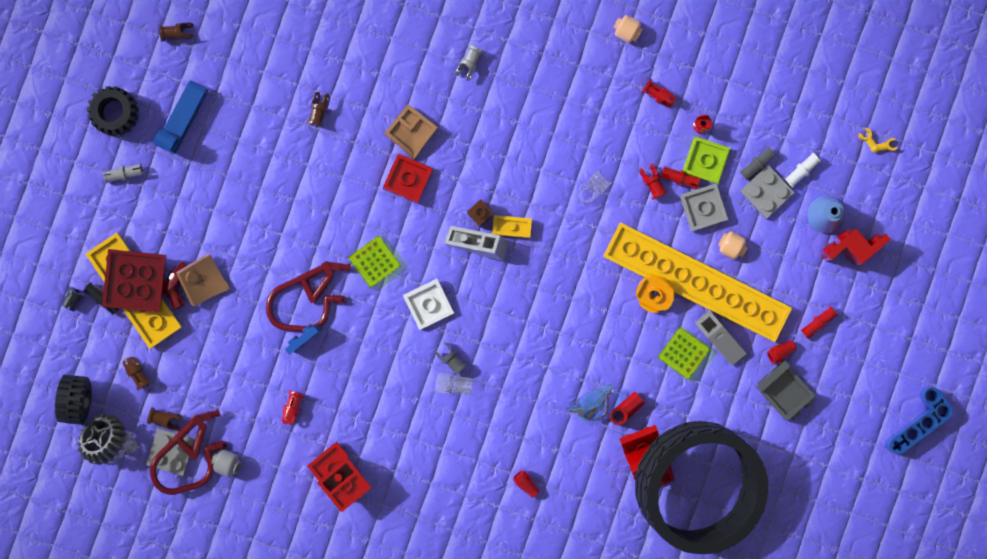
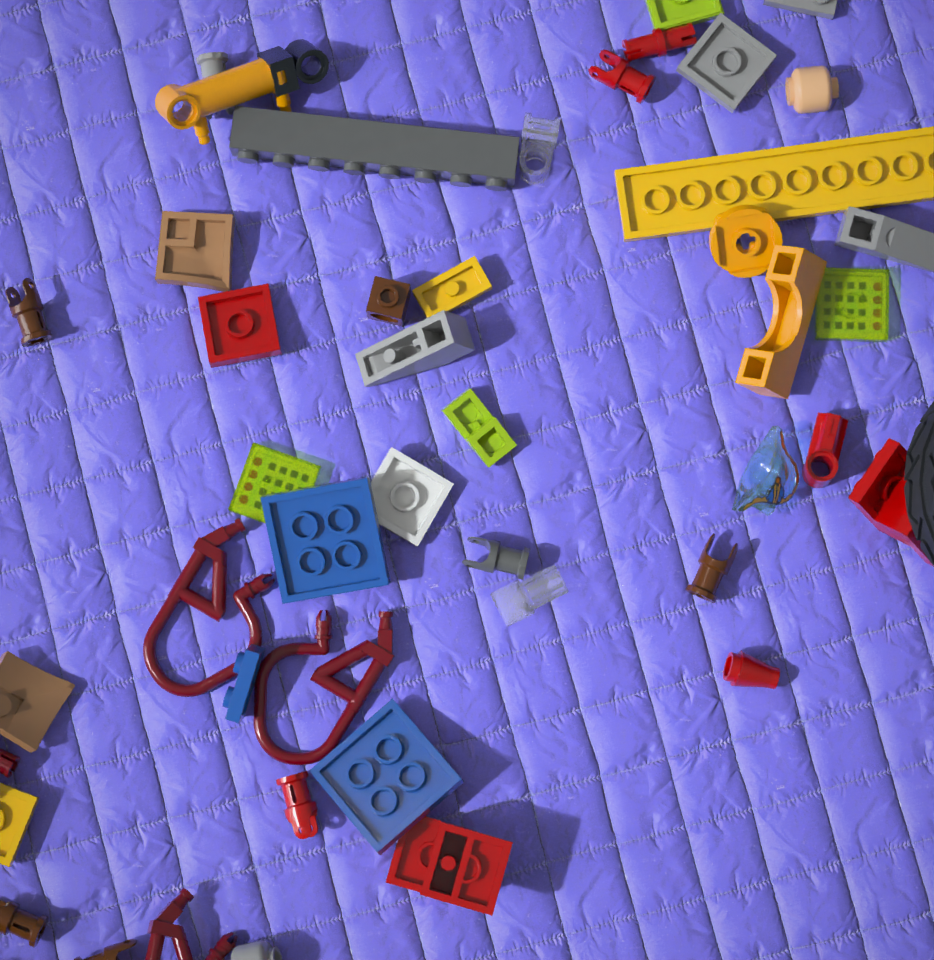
camera: 30 degrees left, 5 degrees down
(337, 421) = (386, 776): none -> blue plate
(372, 365) = (324, 677): none -> dark red piece
(380, 300) = (325, 540): none -> blue plate
(481, 295) = (478, 427): none -> lime slope
(498, 75) = (272, 72): none -> light orange piece
(521, 139) = (374, 147): none -> dark grey brick
(538, 428) = (710, 573): none -> reddish brown piece
(662, 329) = (794, 284): none -> light orange arch

